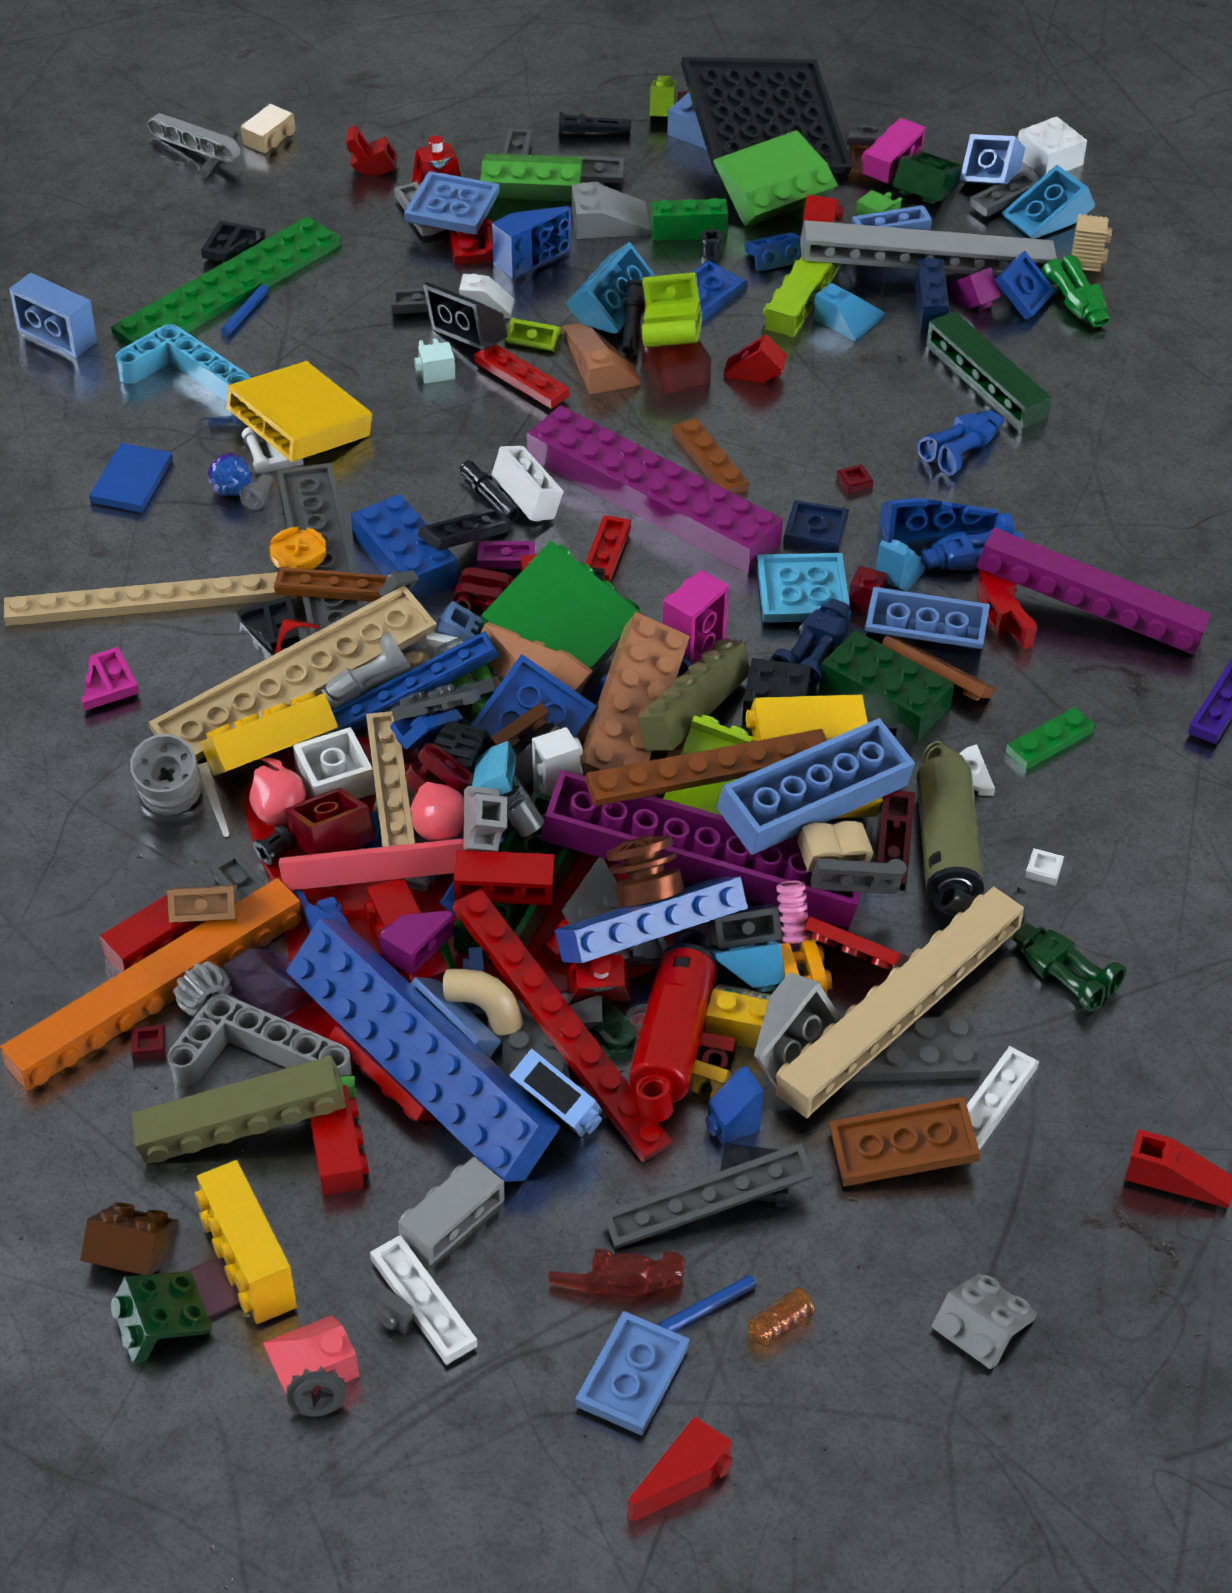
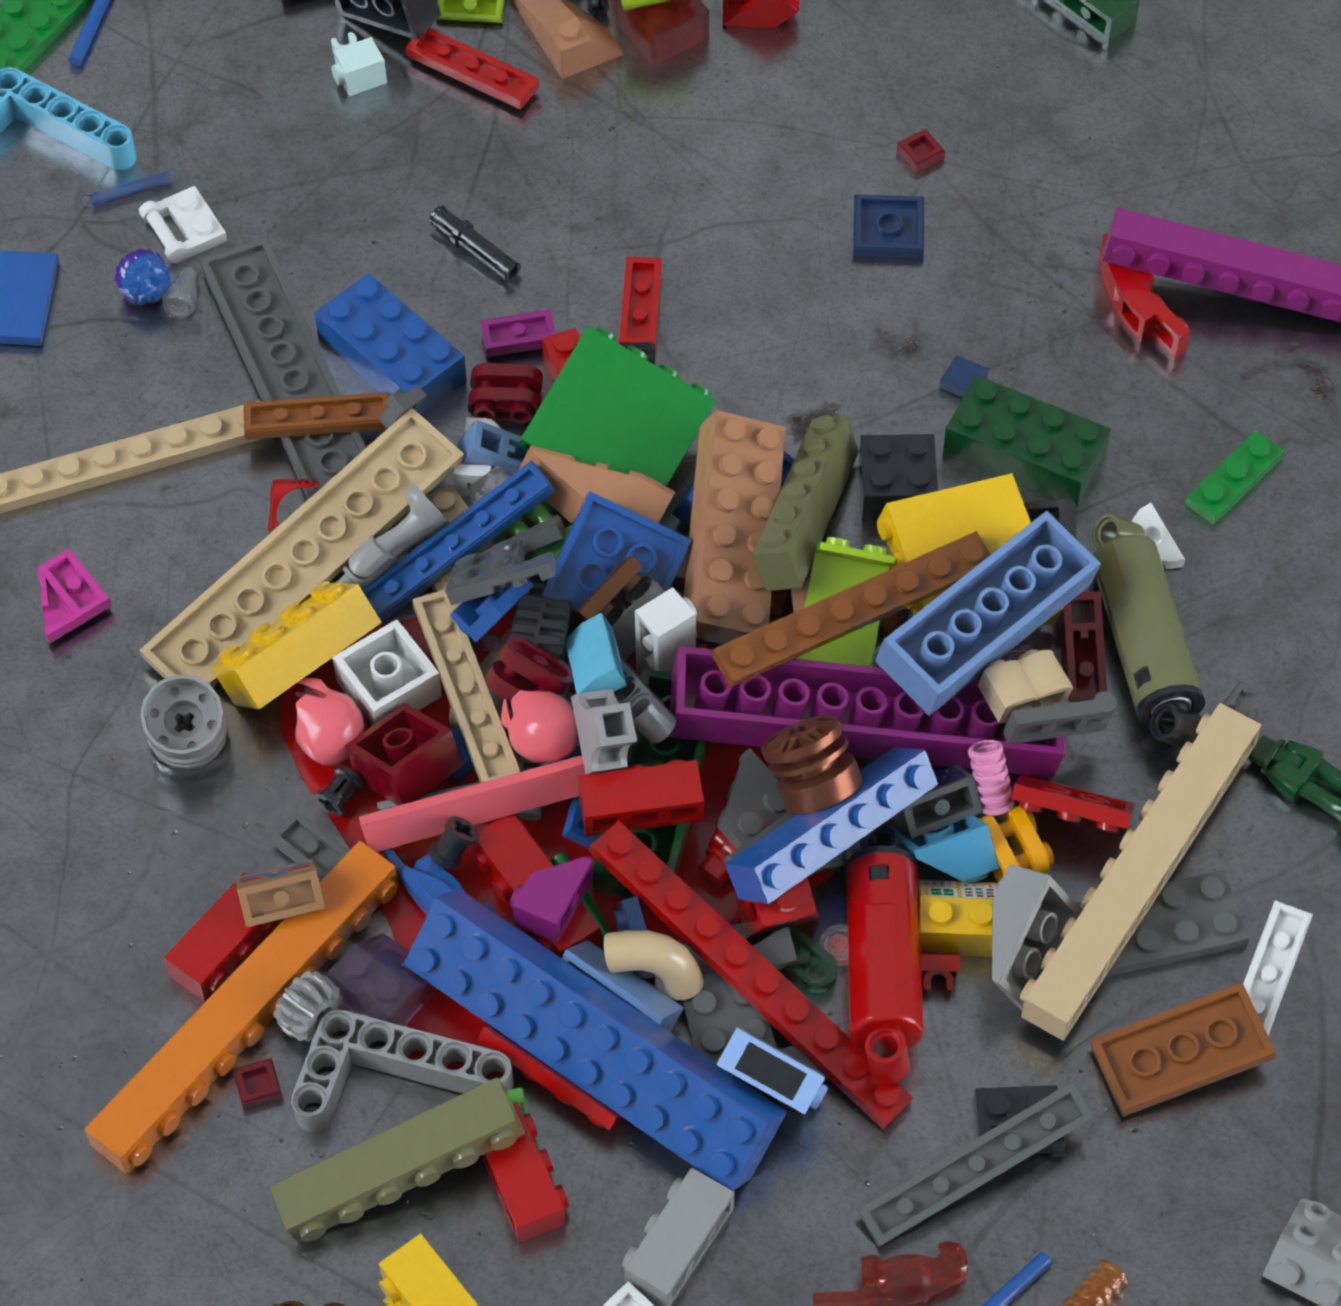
camera: 10 degrees left, 10 degrees up
(209, 787) = (242, 734): white sticker -> none
(266, 621) = (249, 478): black wing -> none
(297, 548) = (258, 371): light orange tile -> none
(299, 411) = (206, 169): yellow brick -> none
(350, 890) = (453, 842): none -> black bush
(465, 529) = (462, 309): black tile -> none
(527, 483) = (521, 228): white brick -> none
(655, 489) = (679, 208): magenta brick -> none
(698, 611) = (785, 390): dark pink brick -> none
(706, 1072) = (941, 1002): yellow tile -> none
(709, 456) = (735, 148): dark orange plate -> none
(736, 1108) = (981, 1045): blue slope -> none
(799, 584) = (894, 318): medium azure plate -> none
(822, 628) = (934, 375): dark blue piece -> none
(862, 587) = (974, 312): dark red brick -> none
(900, 564) = (1005, 273): dark azure slope -> none
(927, 617) = (1058, 343): medium blue slope -> none
(931, 520) = (1022, 200): blue wedge -> none
(961, 550) = (1069, 234): blue piece -> none
(972, 432) = (1053, 59): blue piece -> none
(972, 686) = (1130, 423): dark orange plate -> none
(1044, 867) = (1264, 654): white tile -> none

